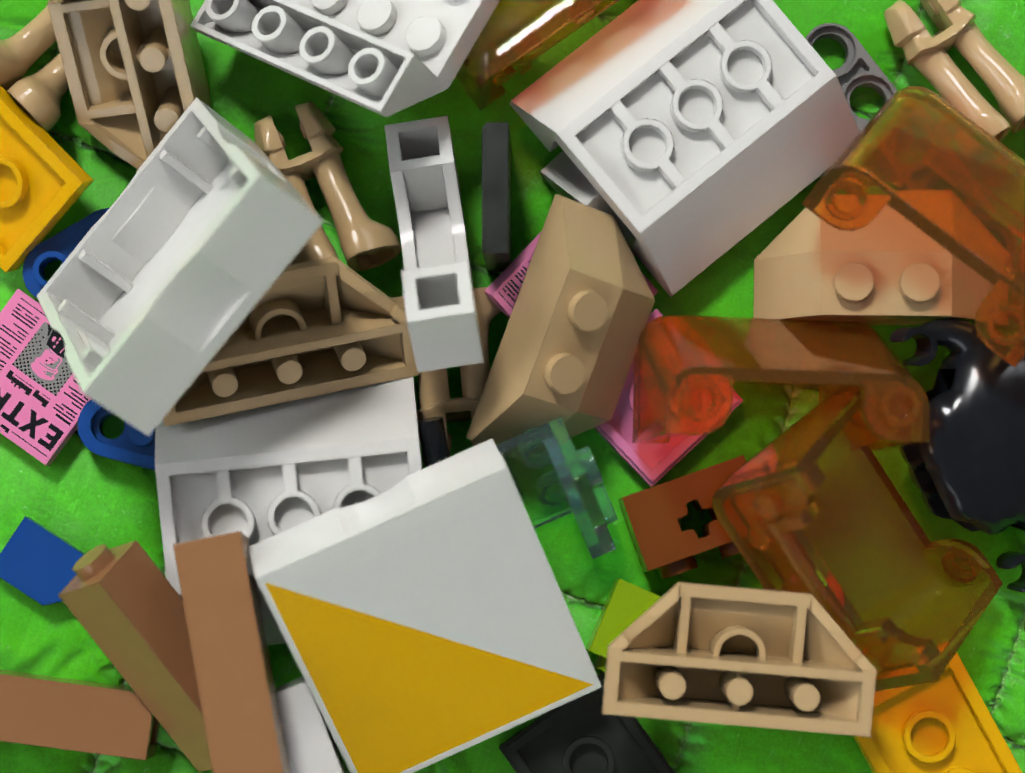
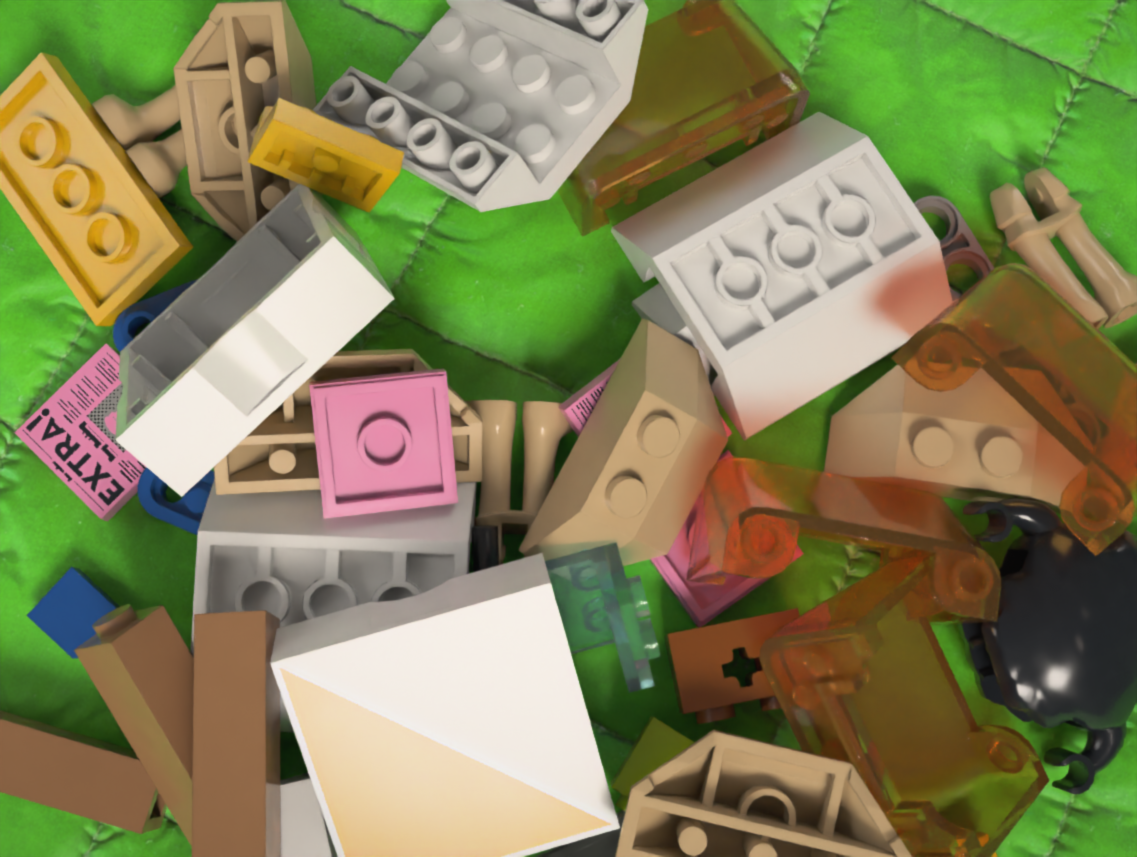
camera: 20 degrees right, 5 degrees down
(218, 76) = (324, 155): none -> yellow bracket
(322, 353) = (383, 442): none -> bright pink tile
(361, 239) = (444, 339): tan piece -> none
(434, 245) = (512, 381): white arch -> none
(496, 196) = (584, 313): pearl dark grey tile -> none

